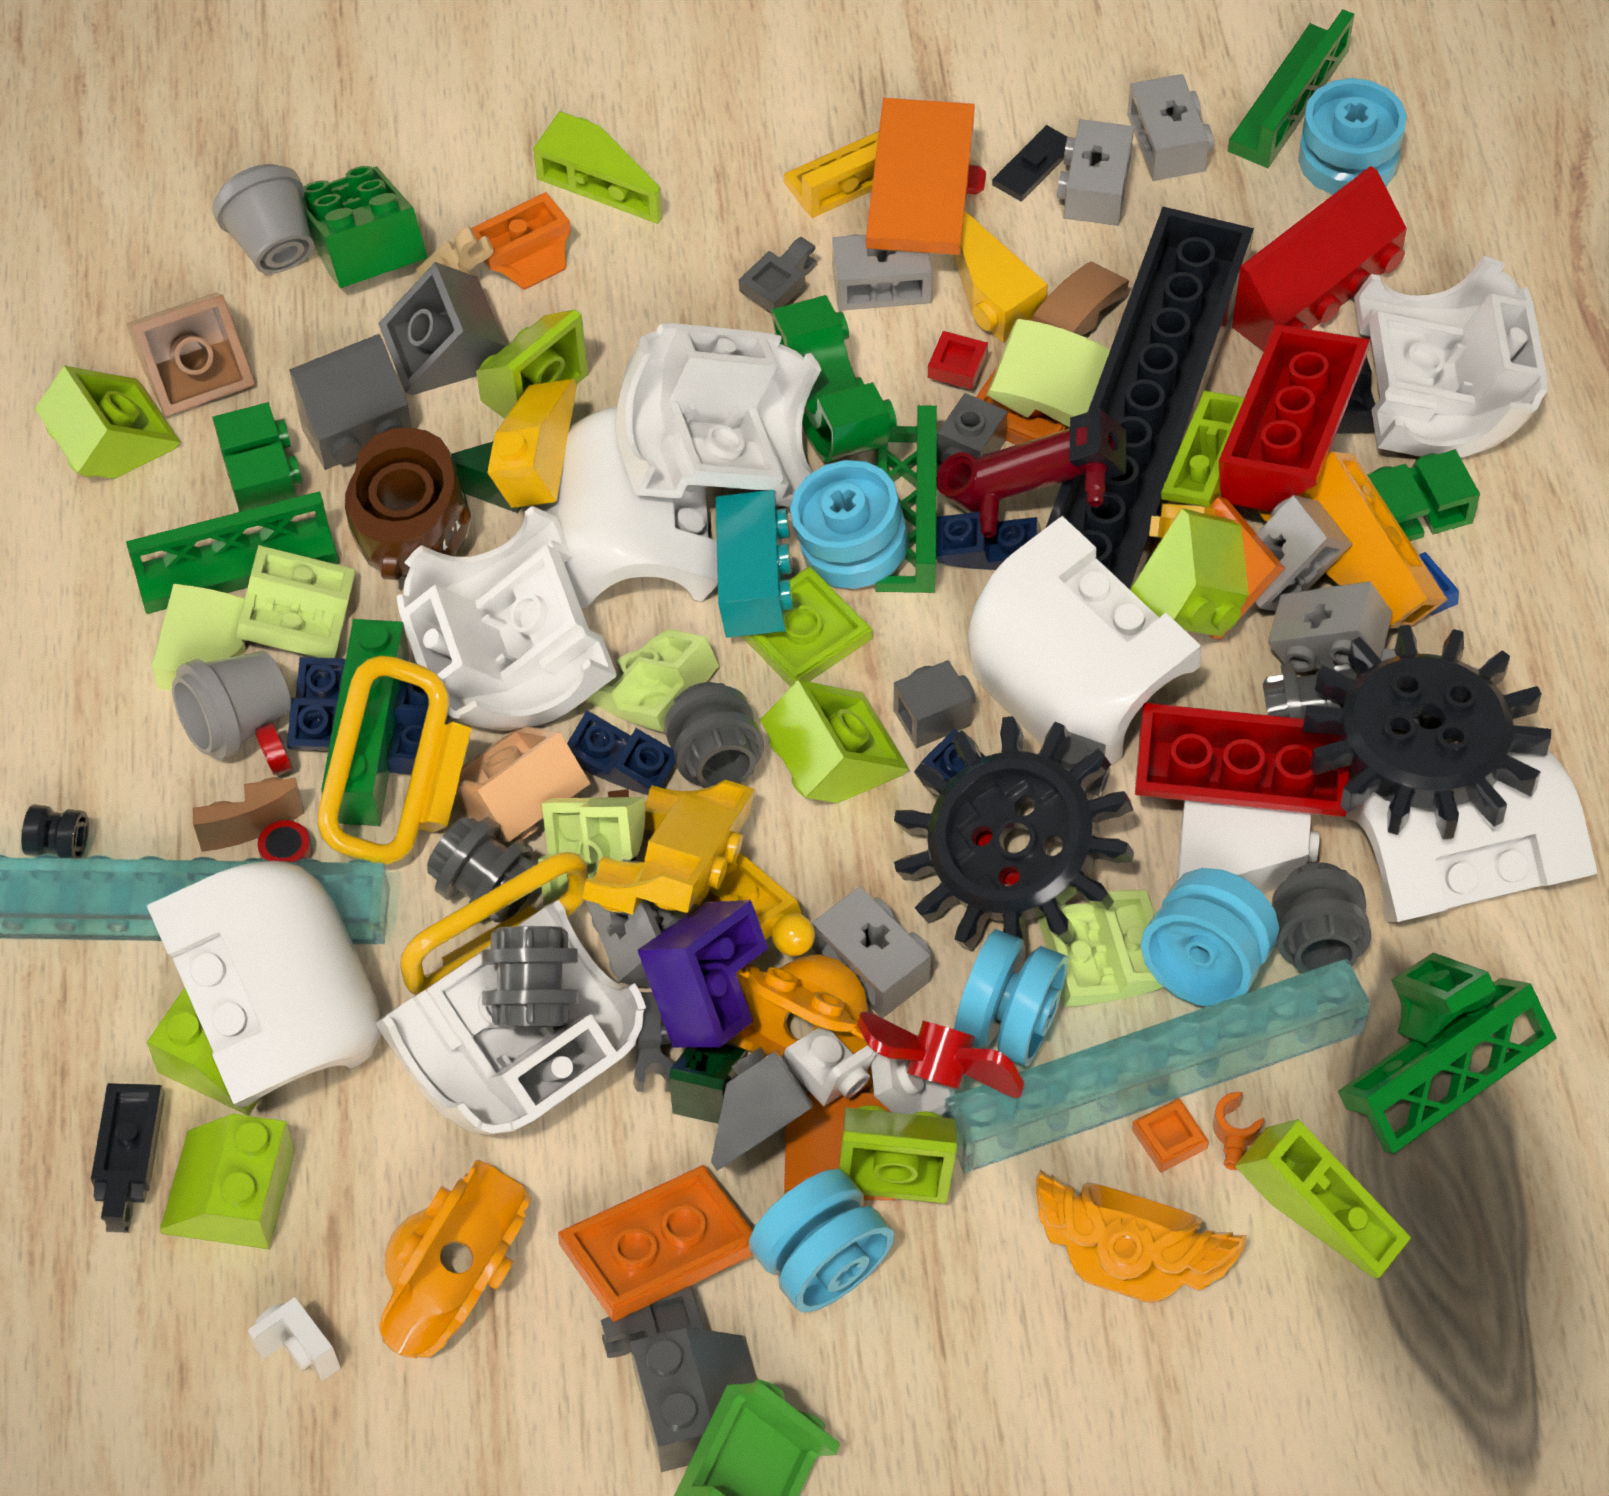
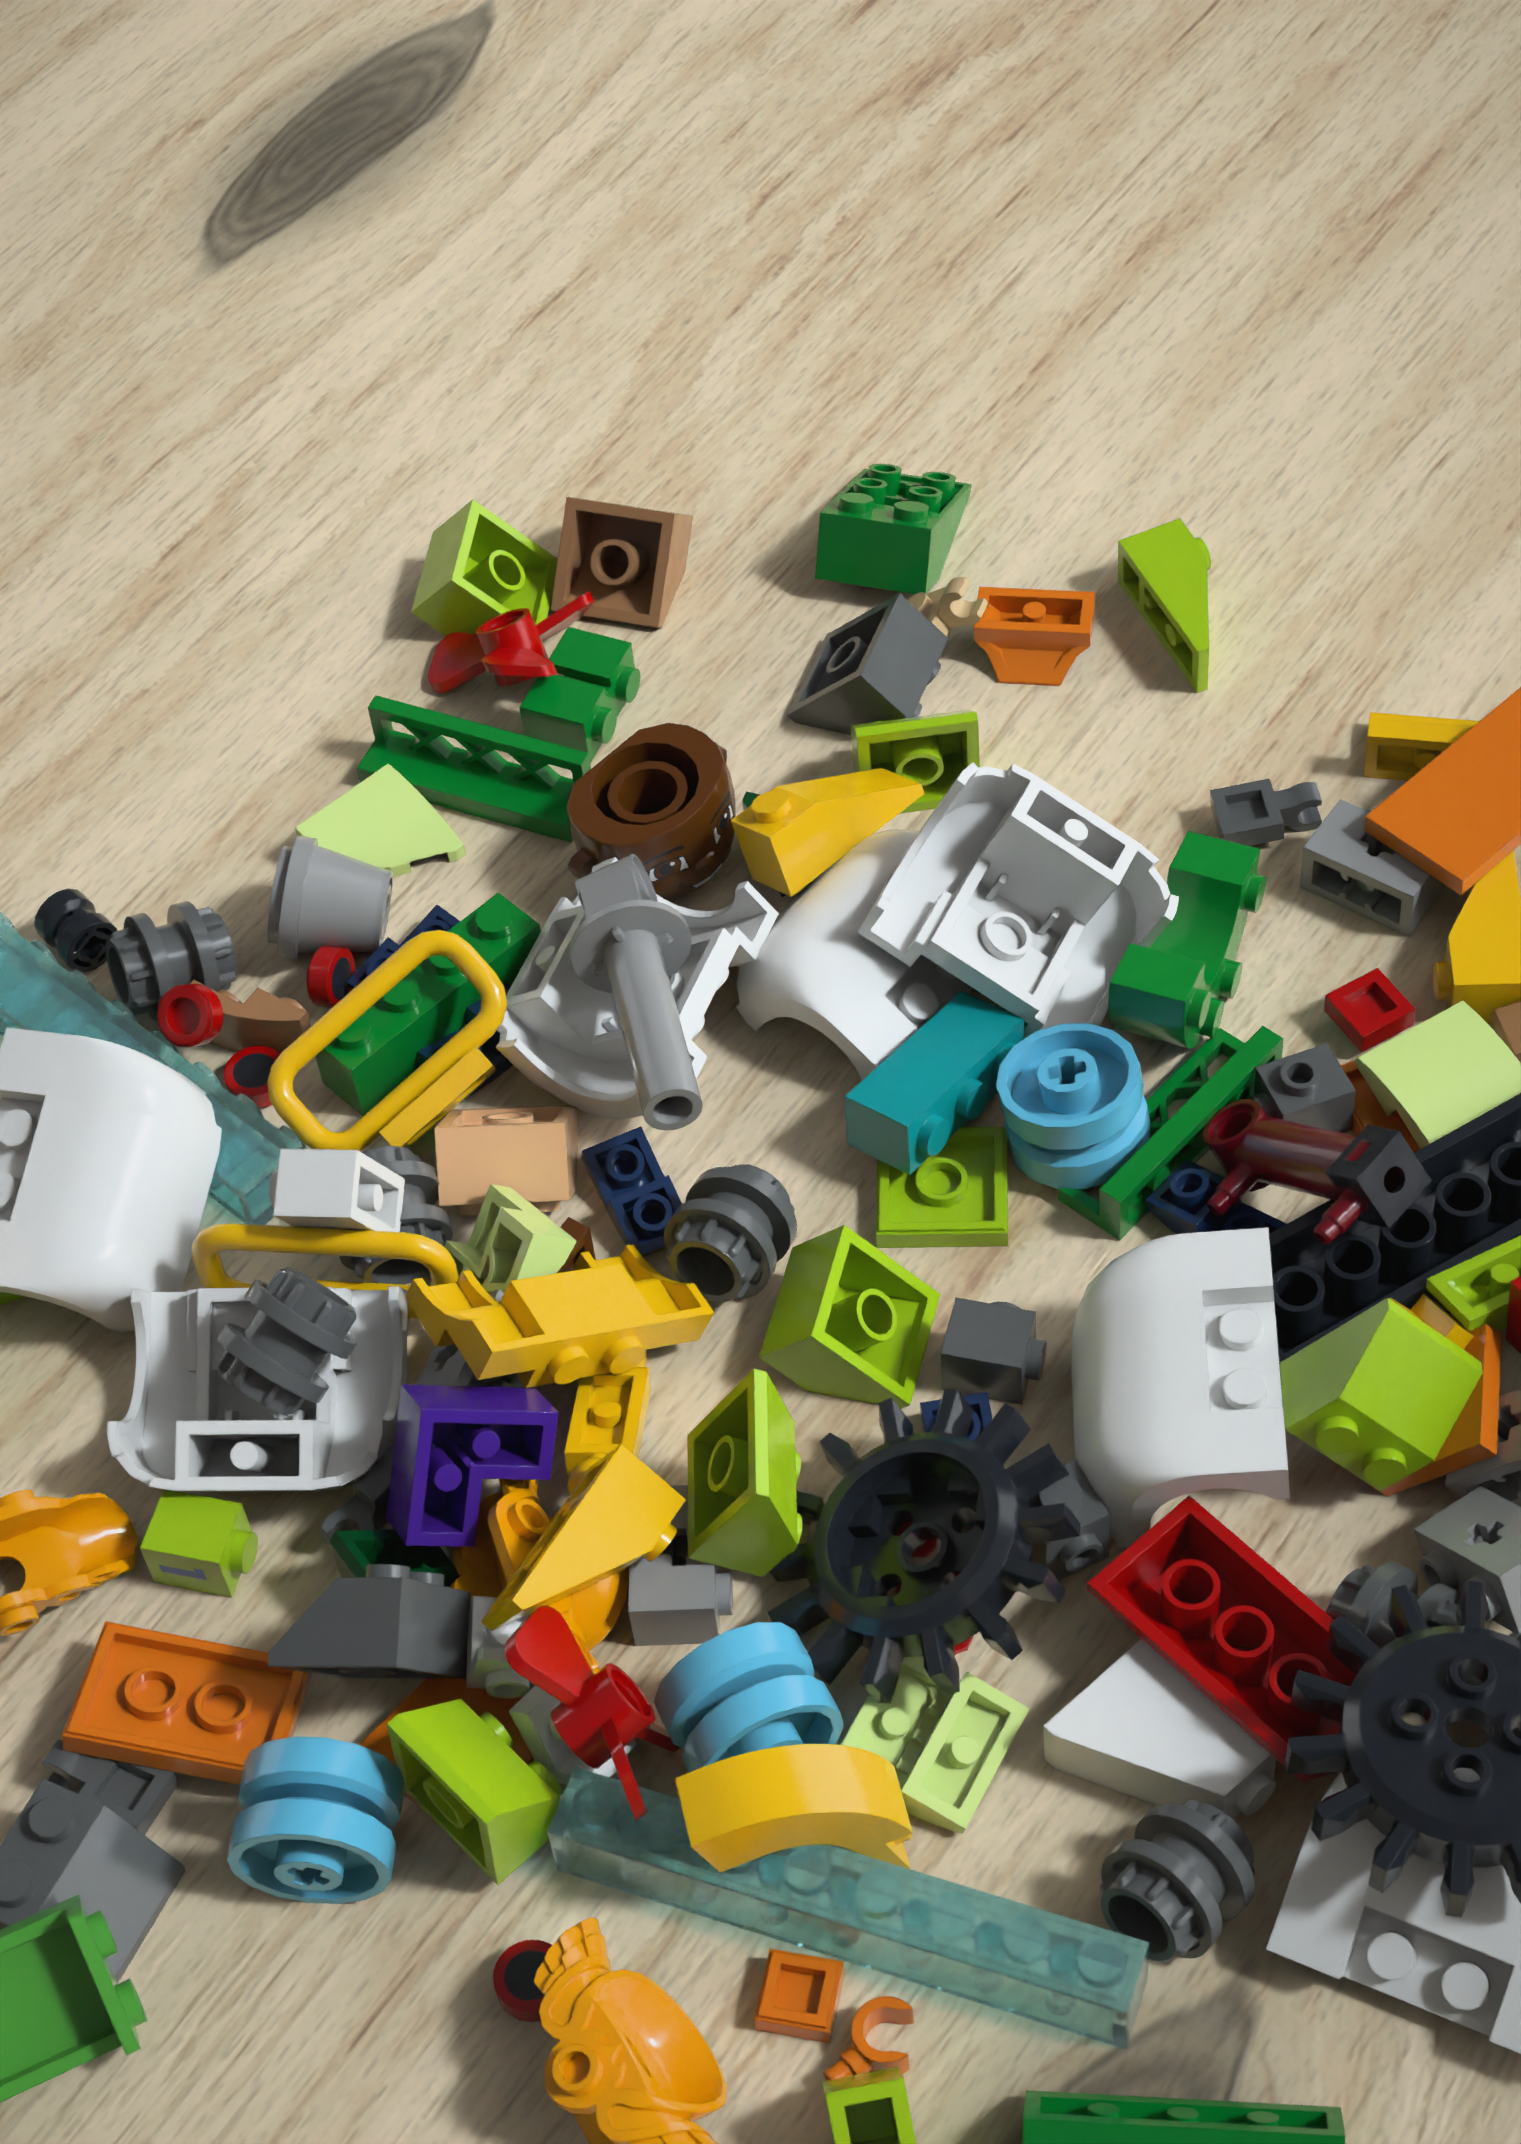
camera: 45 degrees right, 5 degrees down
(154, 806) = (153, 959): none -> dark grey piece
(173, 455) = (504, 646): none -> red piece
(216, 831) = (190, 1015): none -> red tile
(266, 216) = (802, 467): light grey piece -> none
(295, 603) = (482, 848): yellowish green slope -> none
(348, 400) = (710, 680): dark grey slope -> none
(478, 864) = (335, 1191): none -> white brick
(508, 594) = (631, 951): none -> light grey piece
(563, 1147) = (199, 1543): none -> lime brick
(655, 676) = (765, 1134): yellowish green slope -> none
(841, 957) = (603, 1527): none -> yellow slope
(888, 865) = (744, 1480): none -> lime slope
(1015, 1240) = (515, 1979): none -> tile
(1100, 1021) = (794, 1800): none -> yellow arch
(1210, 936) = (1018, 1804): medium azure wheel -> none
(1437, 993) = (1236, 2068): green slope -> none

